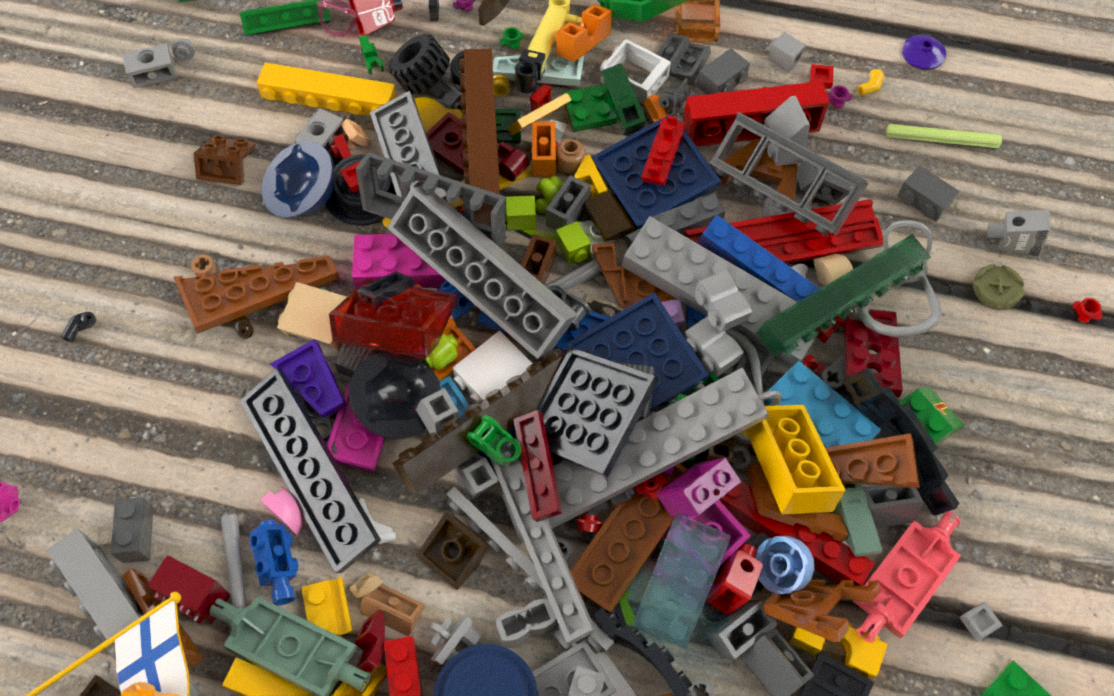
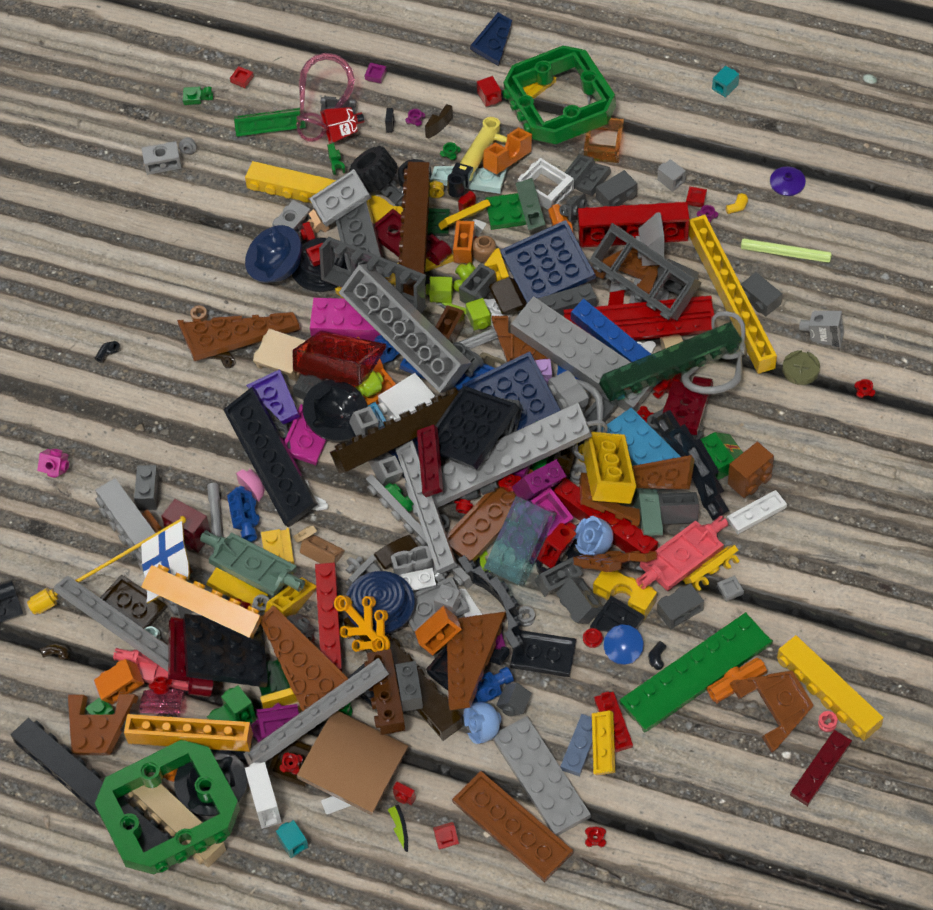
camera: 10 degrees right, 5 degrees down
(222, 159) = (216, 235): reddish brown bracket -> none
(371, 640) = (307, 565): dark red slope -> none
(379, 101) = (340, 198): none -> light grey tile
(385, 288) = (334, 336): black tile -> none
(453, 550) = (367, 516): dark brown slope -> none
(488, 509) = (395, 491): none -> green plate
(493, 440) = (400, 442): green piece -> none
(504, 598) = (402, 544): none -> dark brown slope
(539, 650) = (420, 579): none -> white hinge
(663, 151) = (554, 249): red plate -> none
(722, 301) = (576, 359): light grey brick -> none
(744, 203) = (616, 293): none -> red sticker
(895, 195) = (731, 293): none -> yellow brick
(920, 659) = (680, 606): none -> dark grey brick
(952, 589) = (712, 566): none -> yellow plate
(978, 441) = (750, 470): none -> dark orange brick
(992, 499) = (756, 512): none -> white plate

